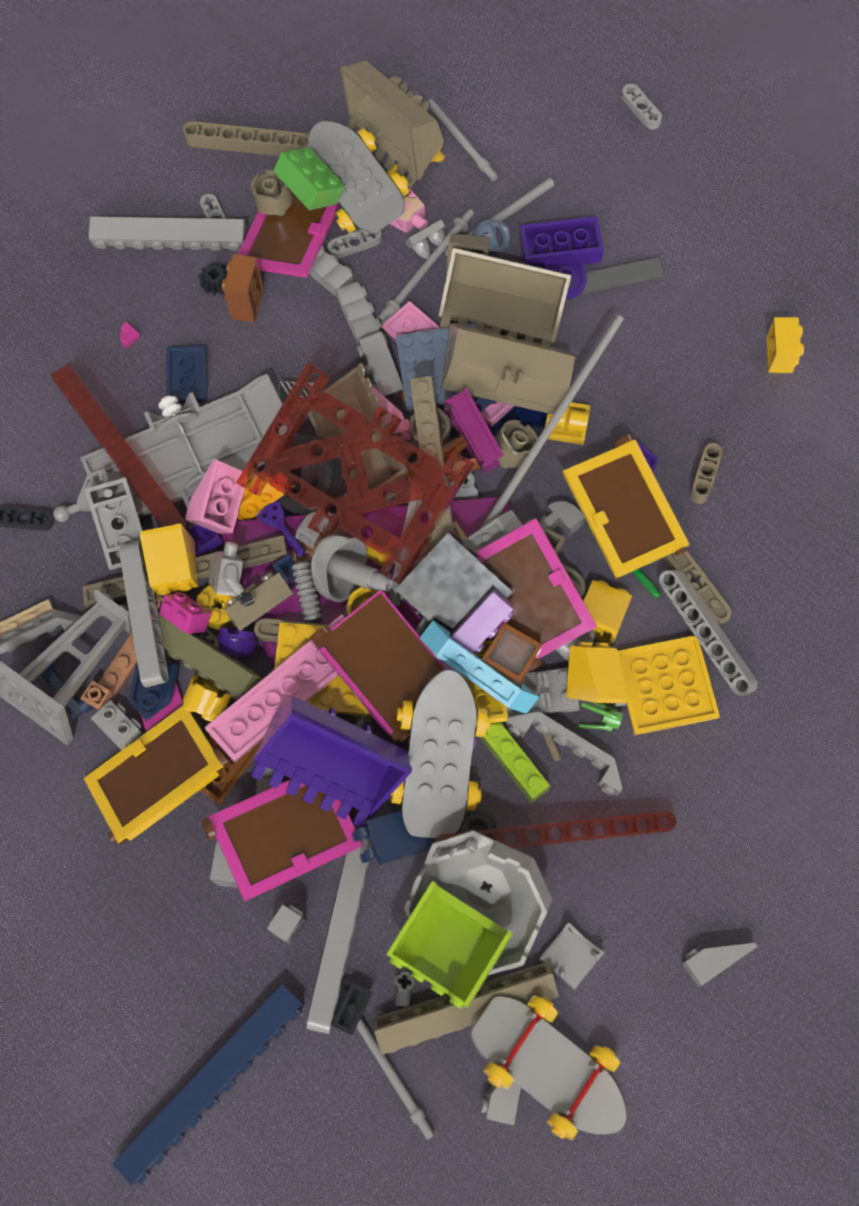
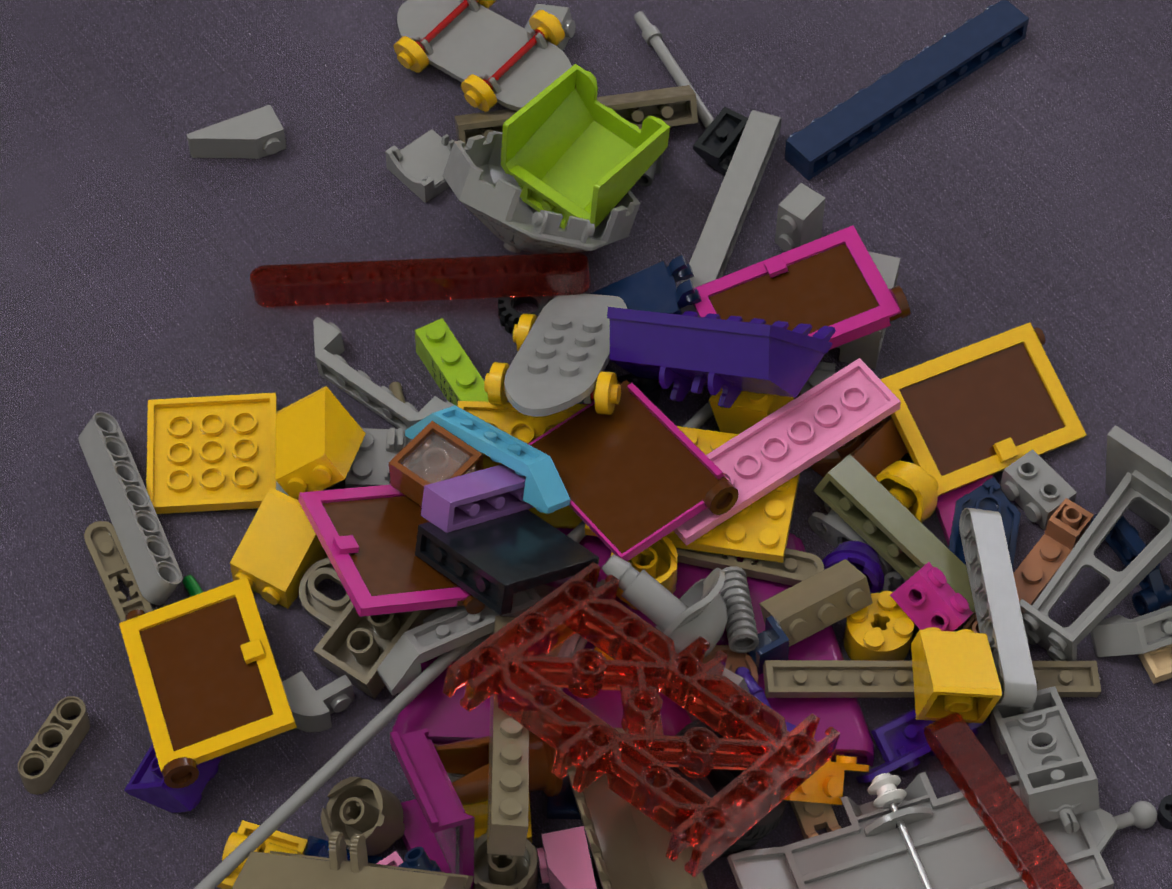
camera: 175 degrees left, 15 degrees down
(216, 499) = (875, 752): bright pink slope -> none
(226, 574) = (859, 615): light grey torso -> none

